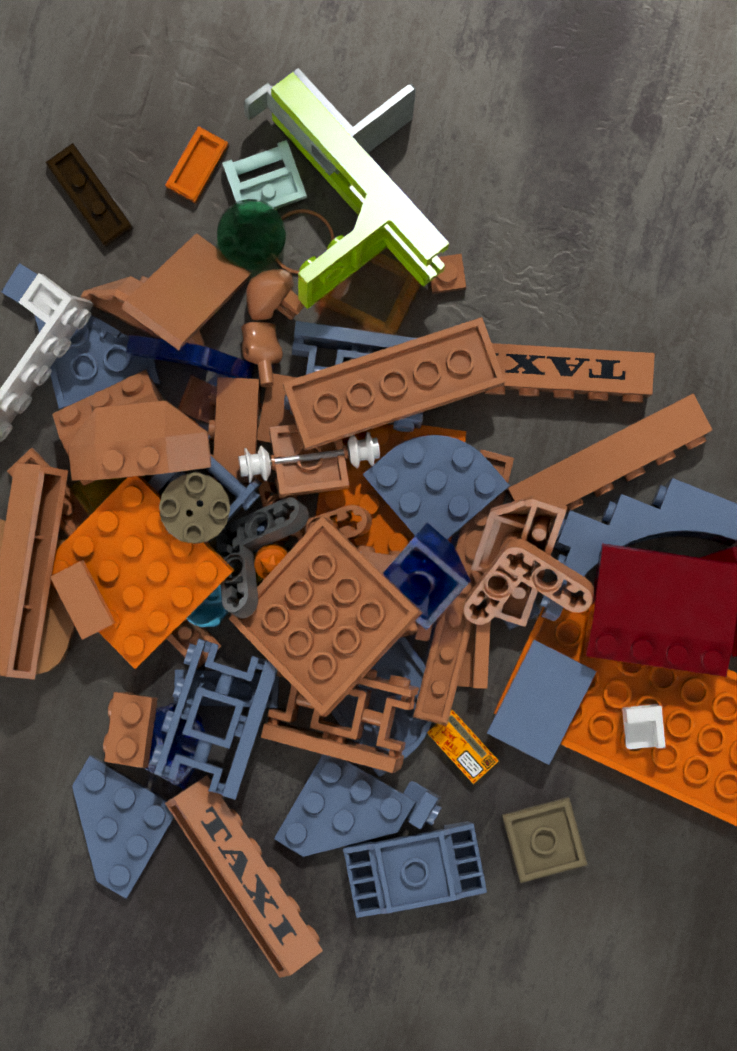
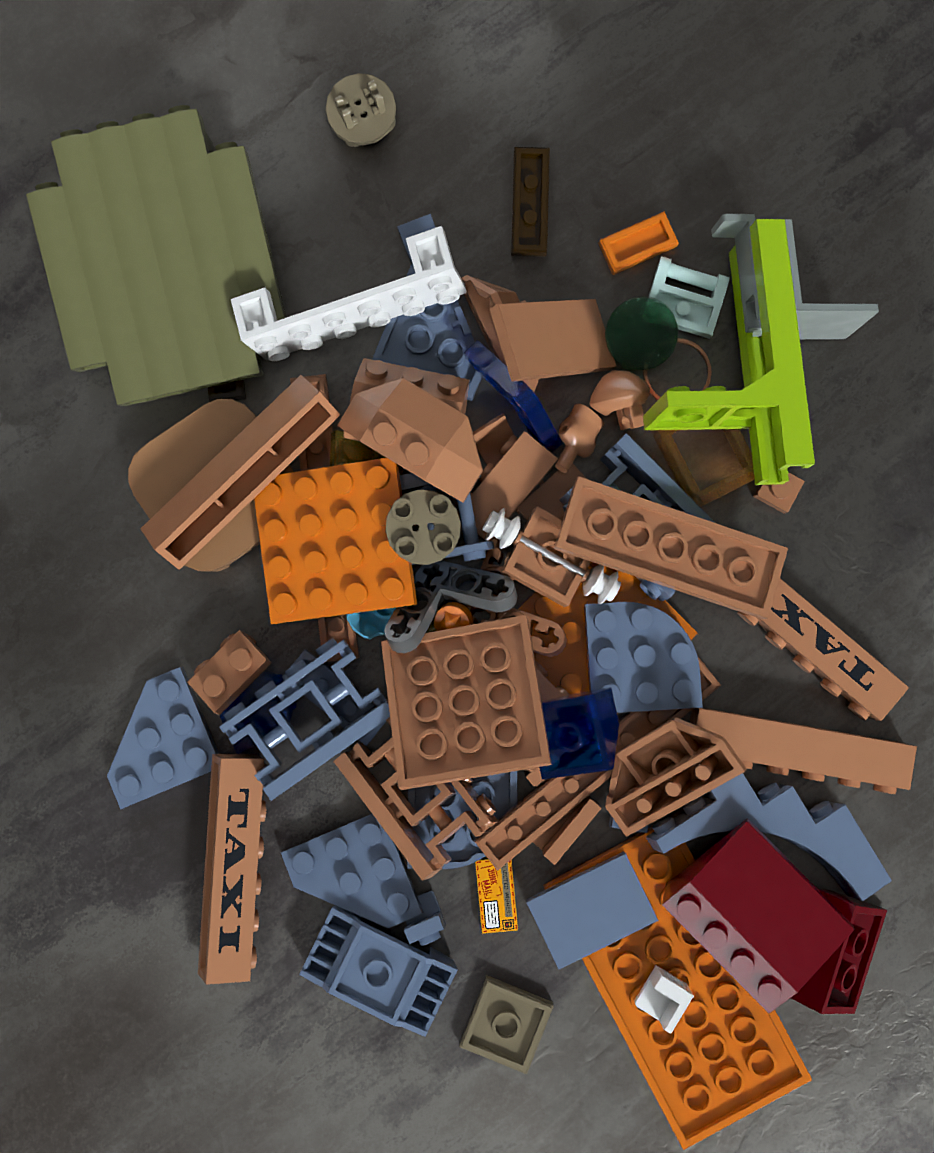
camera: 30 degrees right, 0 degrees up
(82, 599) = (270, 533): nougat tile -> none
(518, 571) = (658, 790): nougat beam -> none

